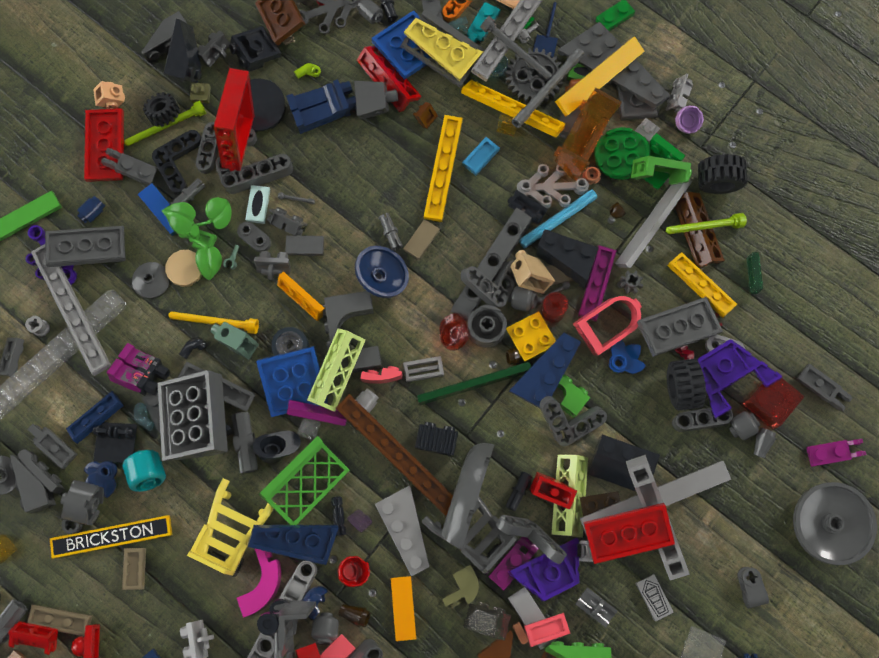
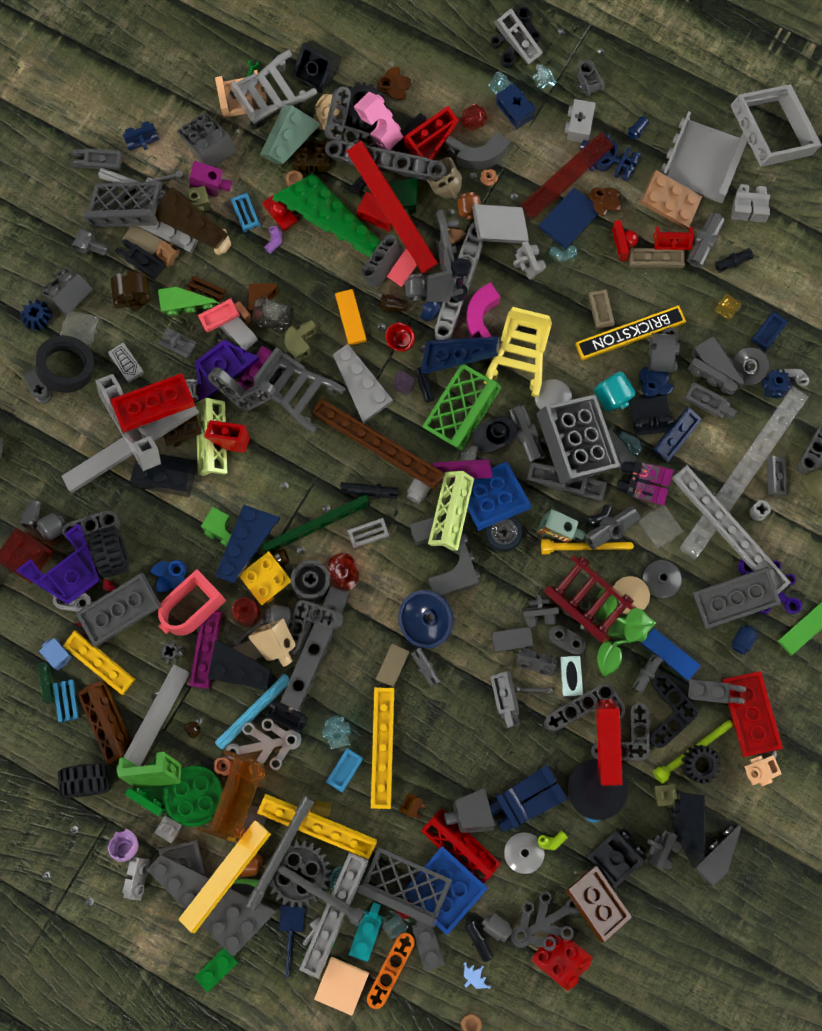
camera: 170 degrees right, 0 degrees up
(138, 329) = (660, 526): none -> clear piece
(156, 641) = (565, 255): none -> clear light blue arm
(183, 331) = (612, 527): none -> dark grey piece
(207, 477) = (552, 392): none -> light grey dish
(230, 247) = (586, 618): none -> dark red fence
(300, 296) = (504, 583): light orange tile -> none
(322, 193) = (505, 698): none -> dark grey hinge
(340, 71) = (513, 853): none -> light grey dish
(388, 375) = (400, 519): coral slope -> none
(423, 413) = (369, 490): none -> black pin
(437, 439) = (343, 466): black brick -> none
(449, 52) = (401, 881): light yellow wing -> none
(466, 494) = (305, 418): dark grey brick -> none
(483, 184) = (336, 732): none -> clear light blue brick
(518, 491) = (259, 432): black axle -> none
(569, 428) = (215, 494): dark grey beam -> none
(711, 625) = (63, 384): none -> black tyre
(734, 240) = (63, 684): none -> dark azure tile
(736, 221) = (67, 737): lime piece -> none
(745, 298) = (55, 653): none -> medium blue brick

